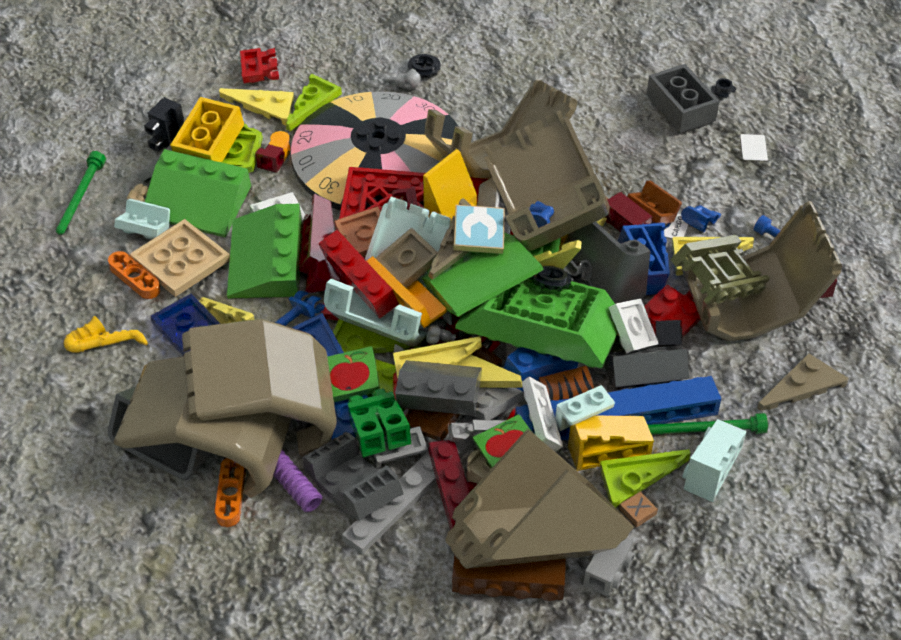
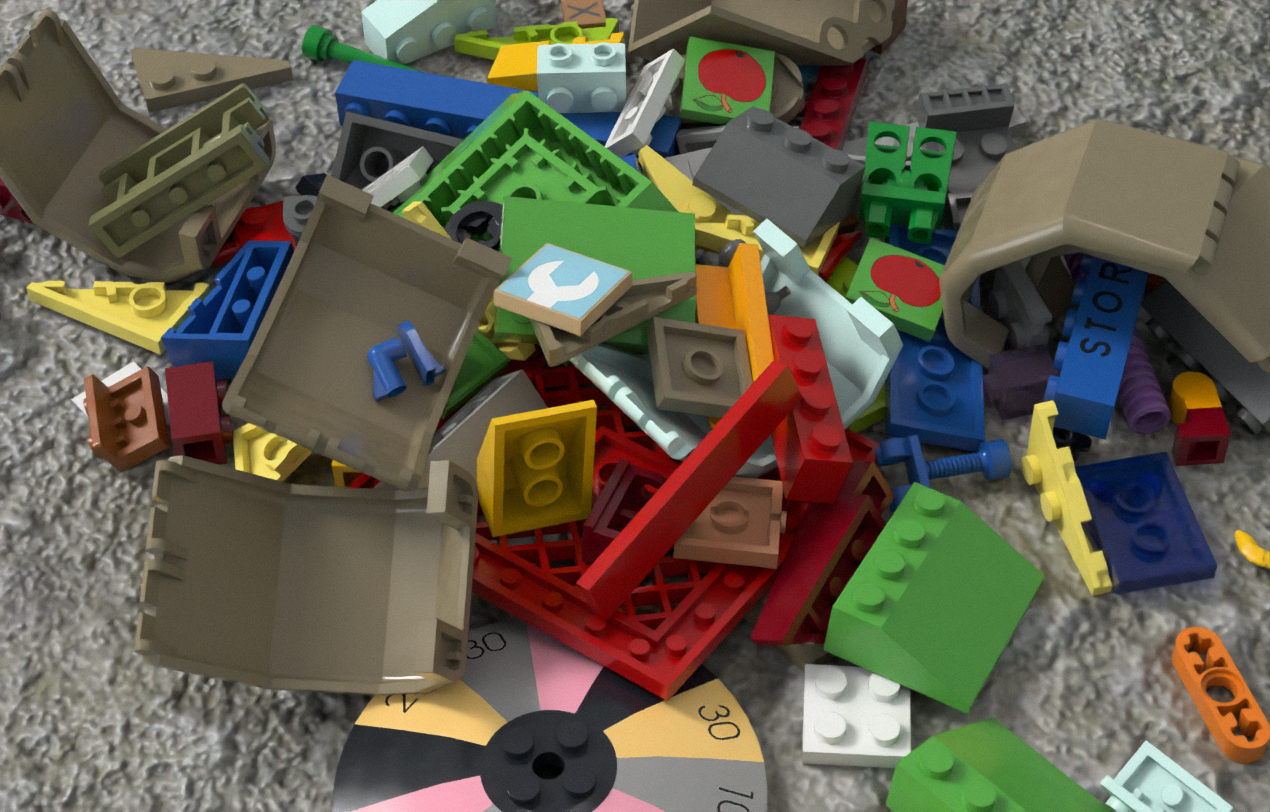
camera: 150 degrees left, 0 degrees up
(181, 257) = (1111, 687): tan plate -> none
(374, 213) = (689, 490): none -> red tile
(699, 217) = (52, 389): blue piece -> none

